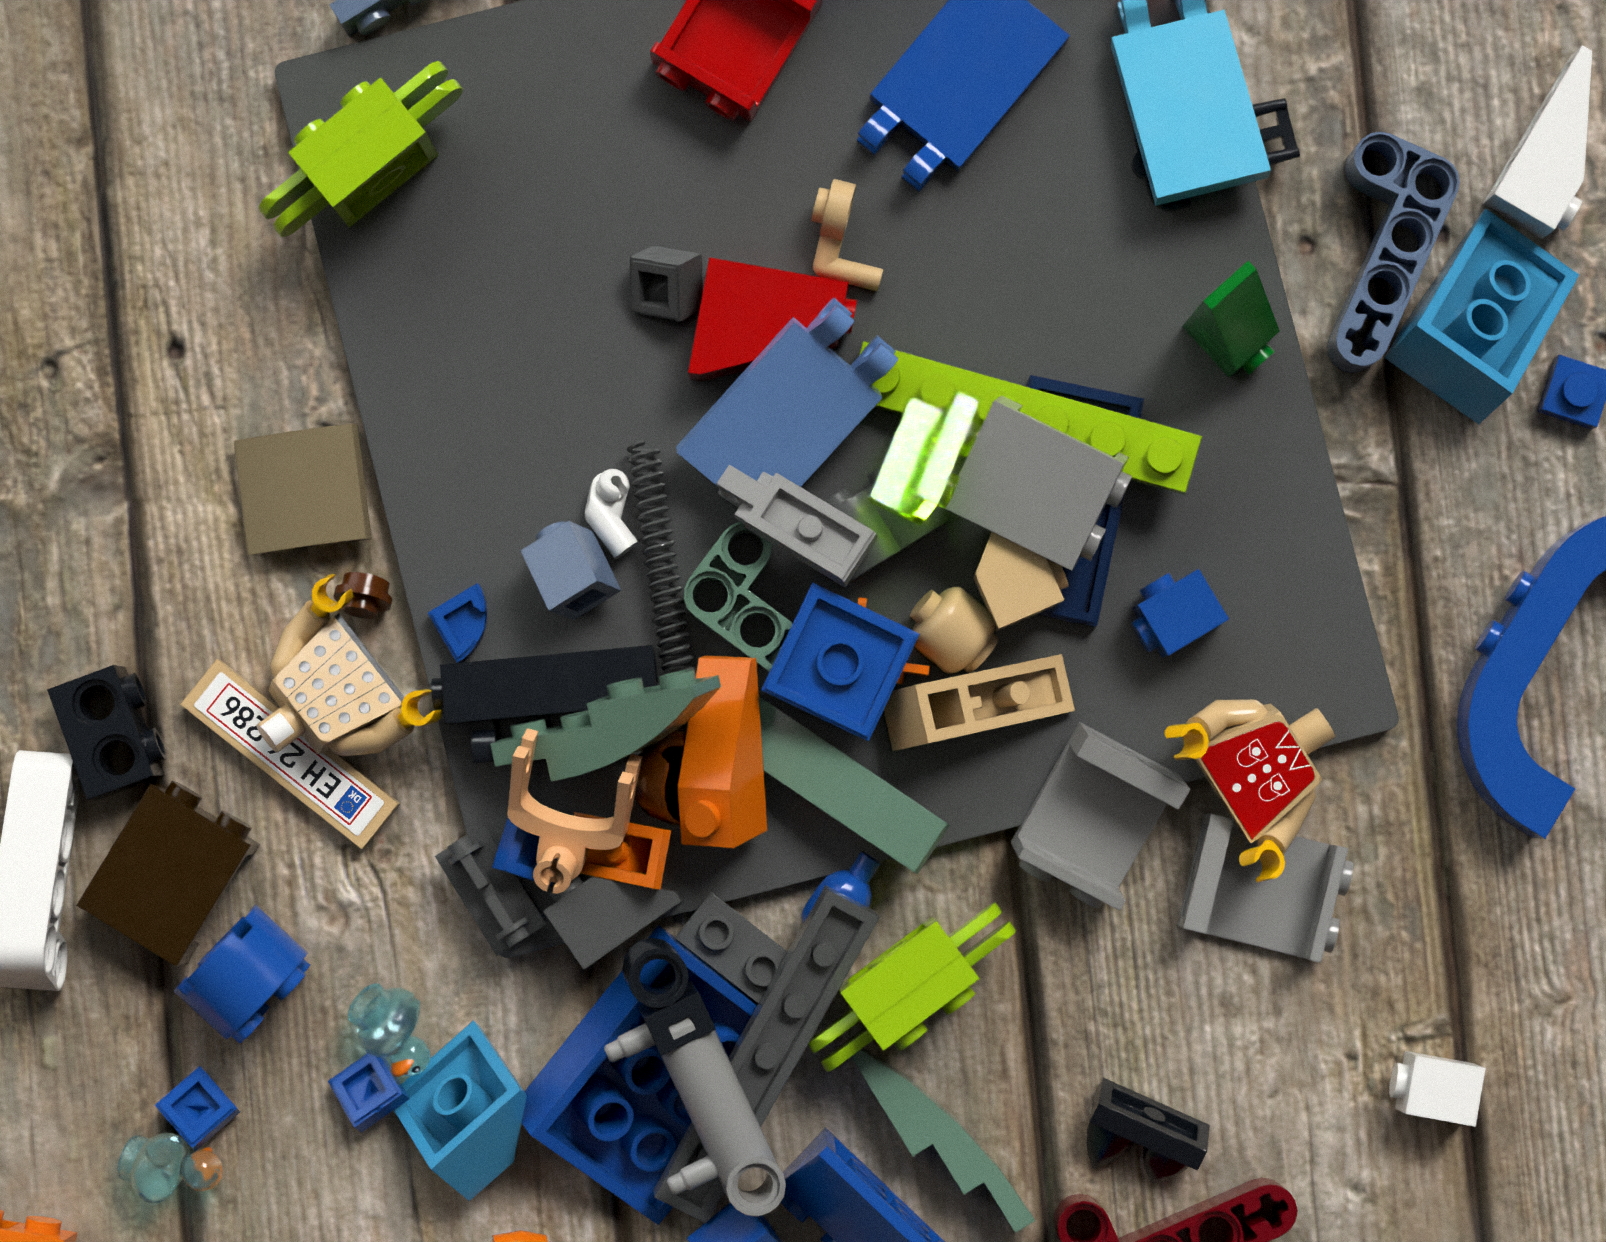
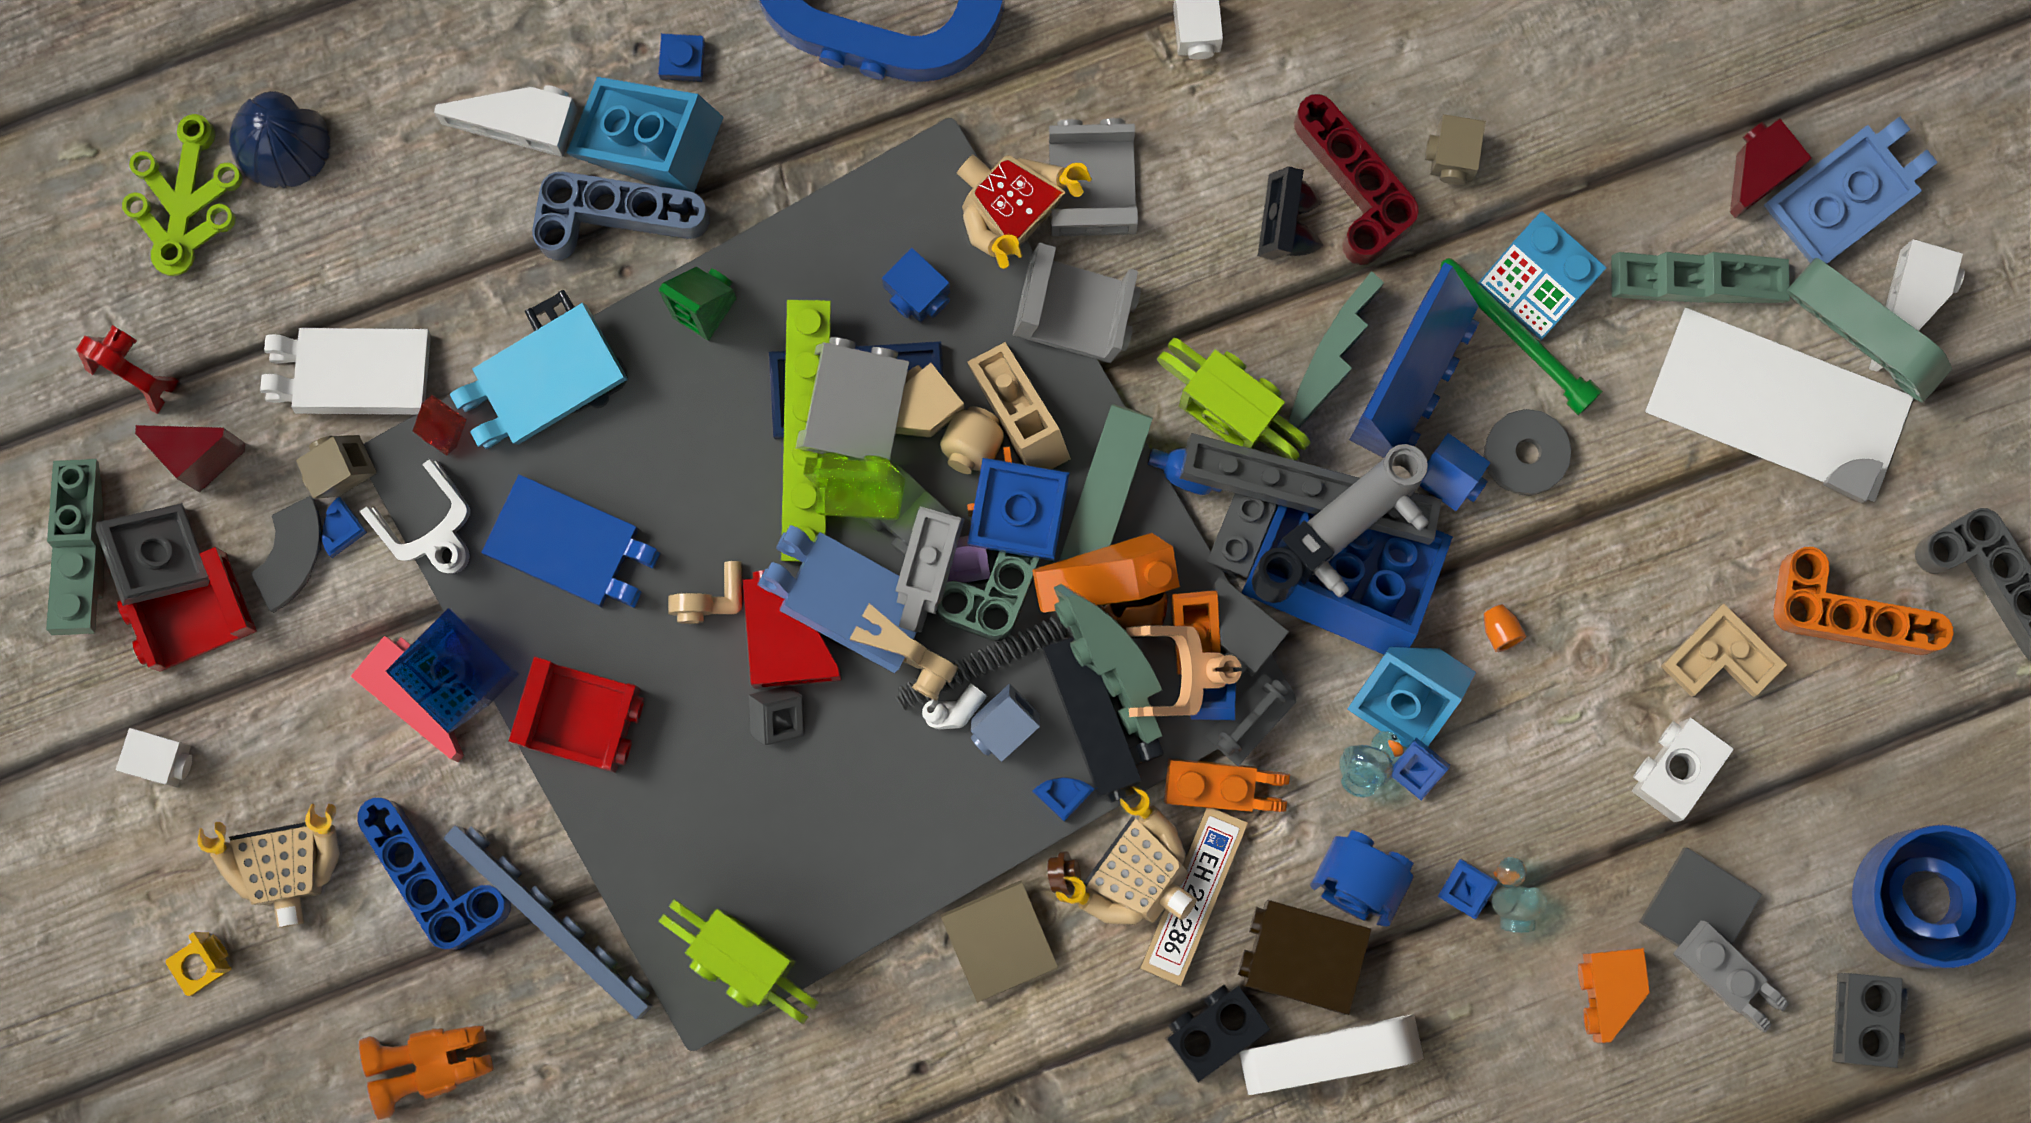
camera: 105 degrees left, 5 degrees down
(417, 829) = (1221, 786): none -> orange hinge
(662, 497) = (935, 669): none -> tan piece
(791, 580) = (969, 563): none -> lavender plate

